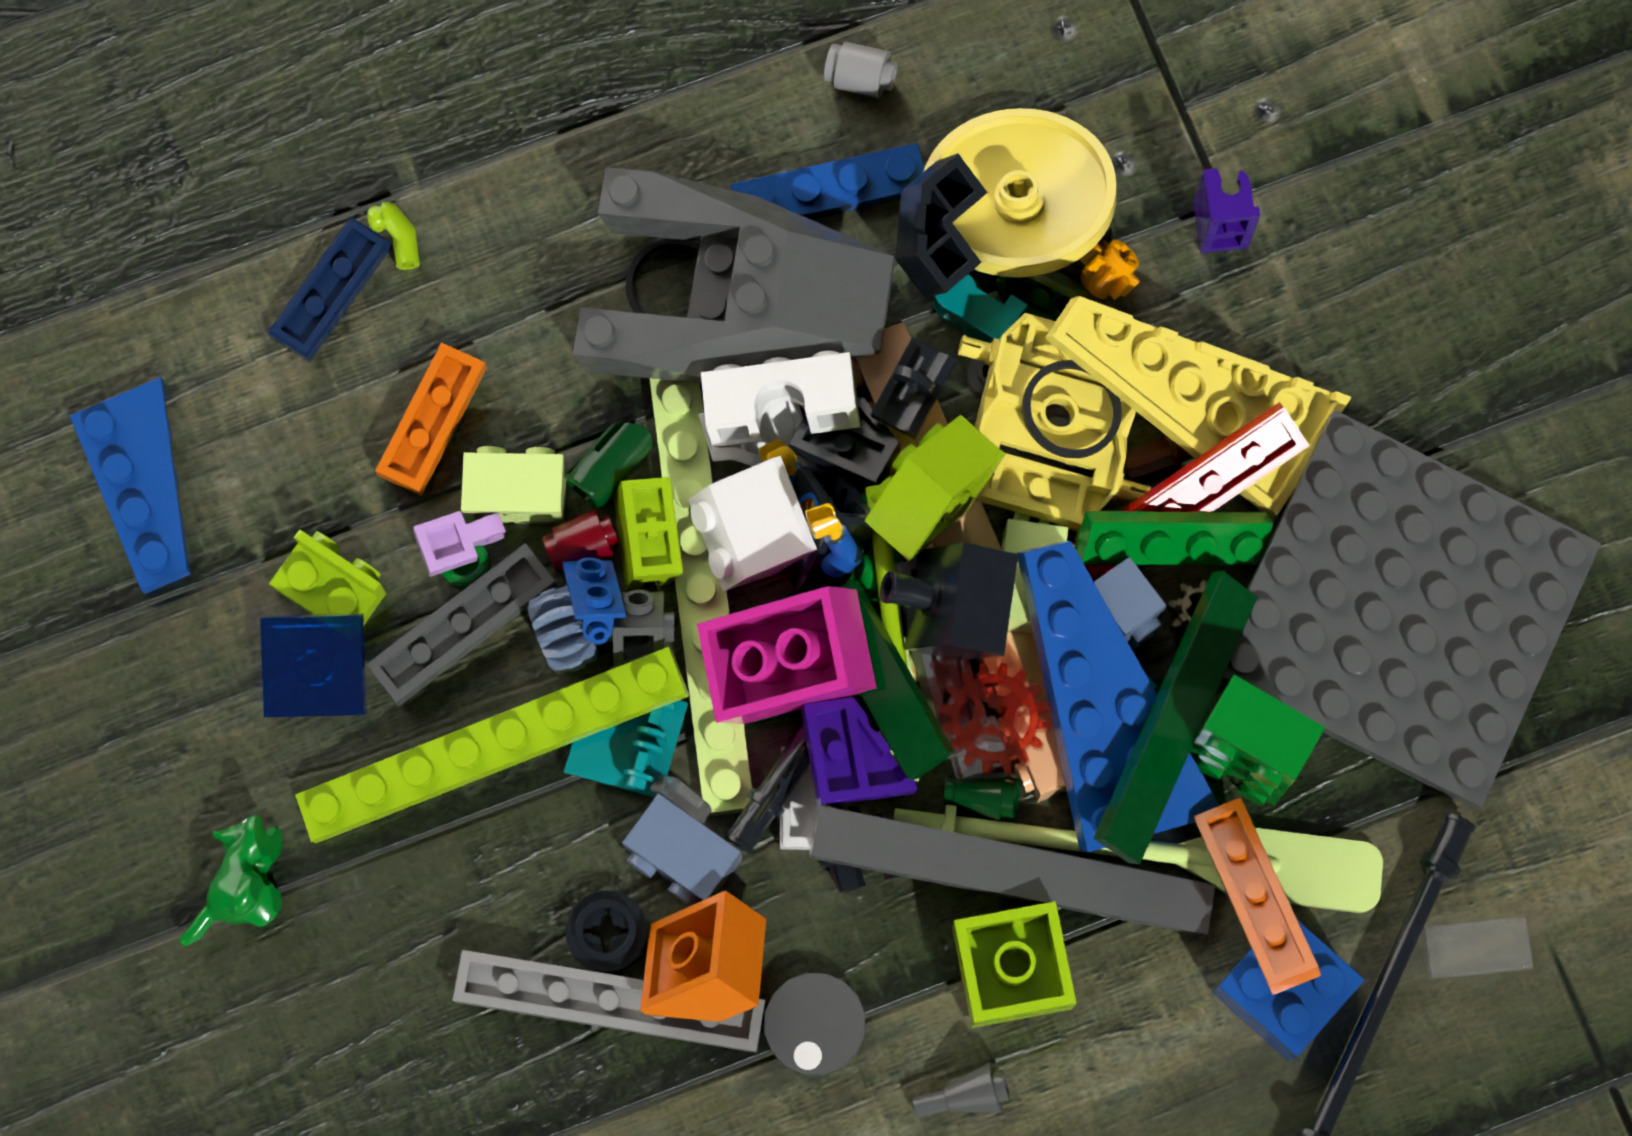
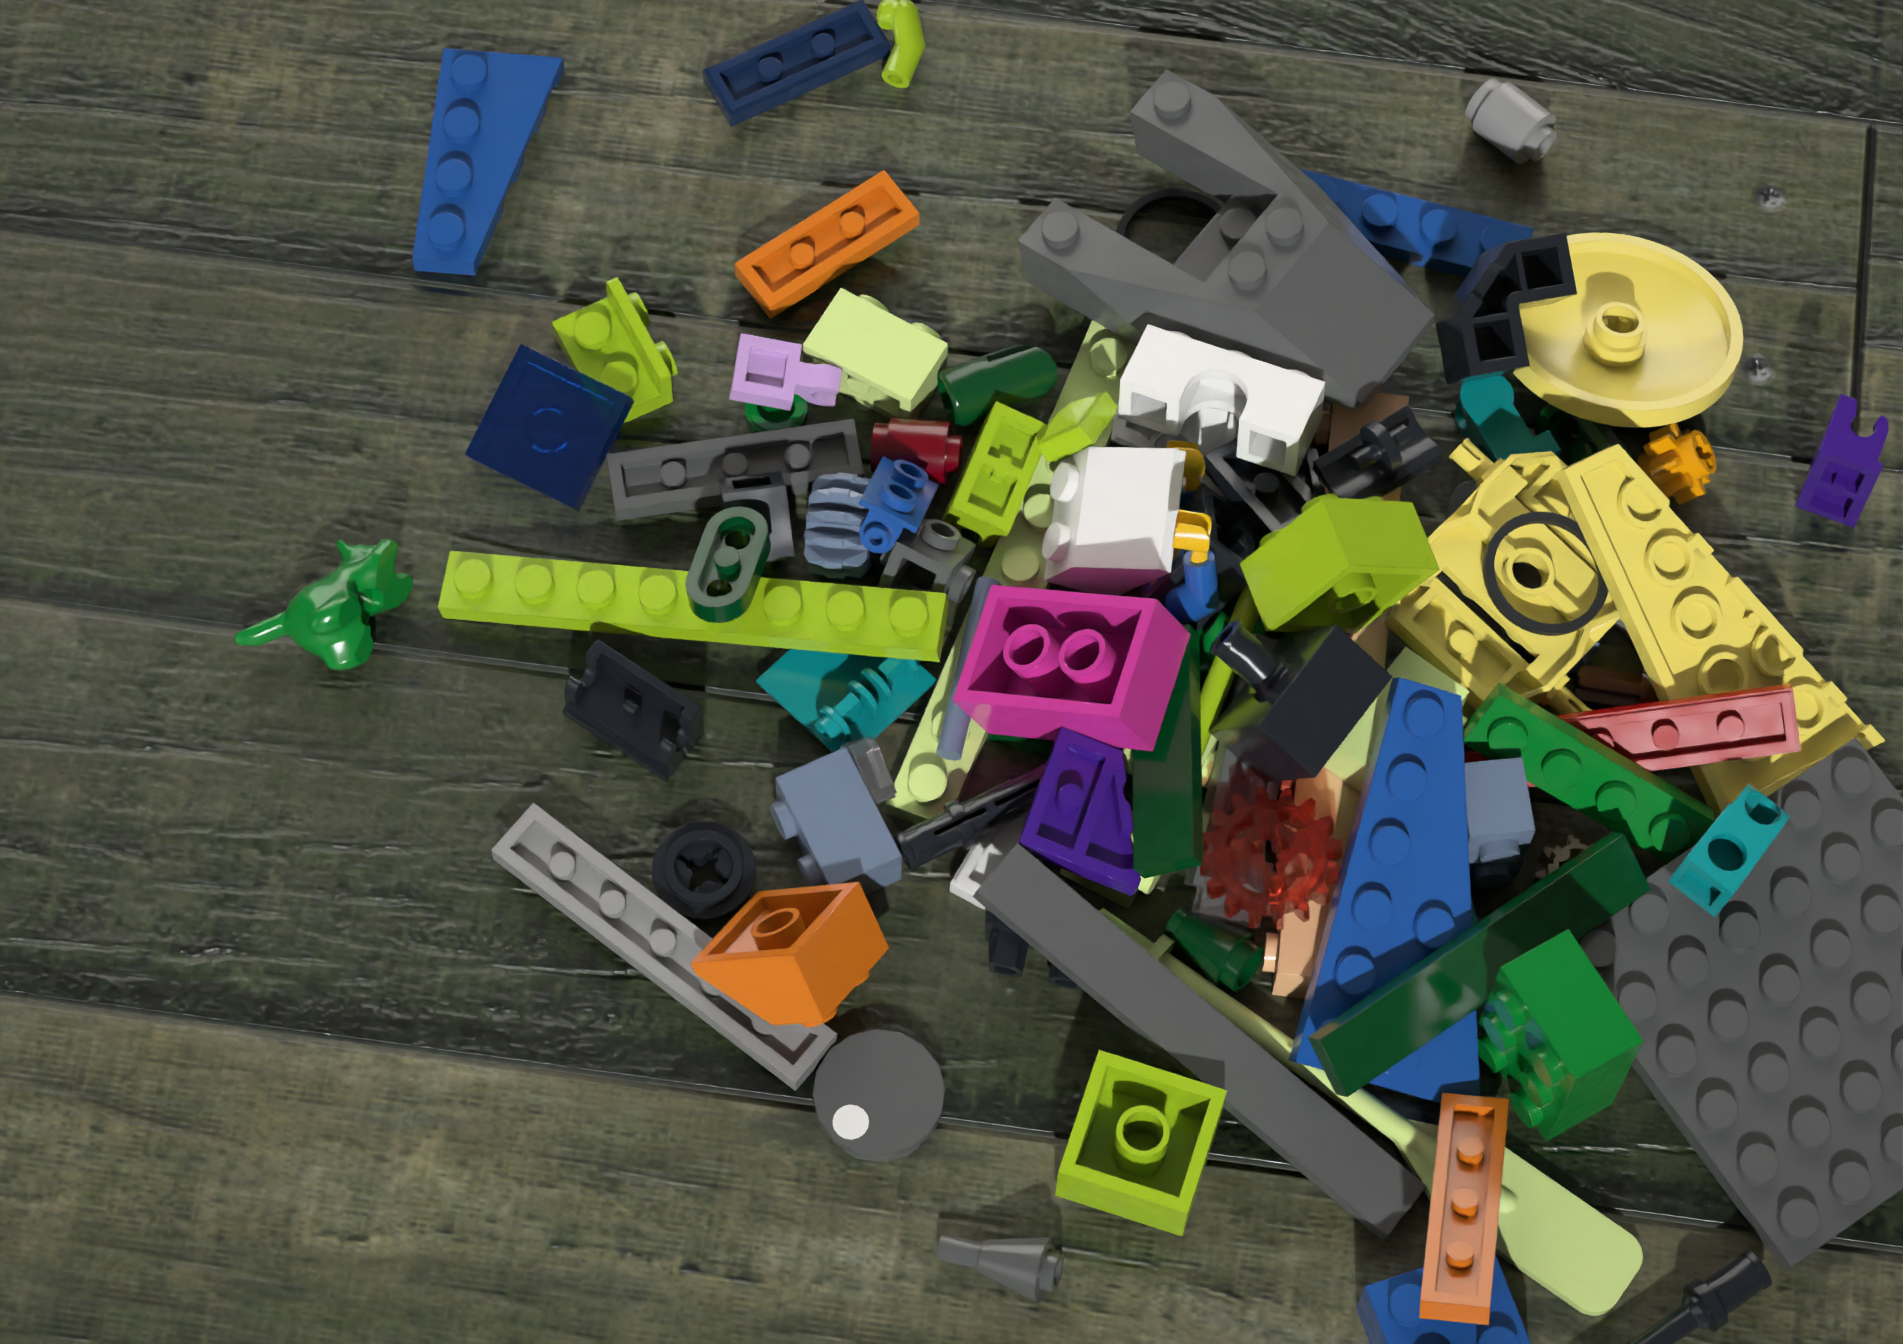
camera: 25 degrees right, 10 degrees down
(492, 844) = (633, 711): none -> black hinge
(500, 657) = (768, 496): none -> black brick
(505, 713) = (724, 569): none -> dark green plate
(689, 470) = (1077, 426): none -> lime tile
(722, 732) = (956, 720): none -> sand blue bar
(1299, 542) = (1729, 850): none -> teal leg

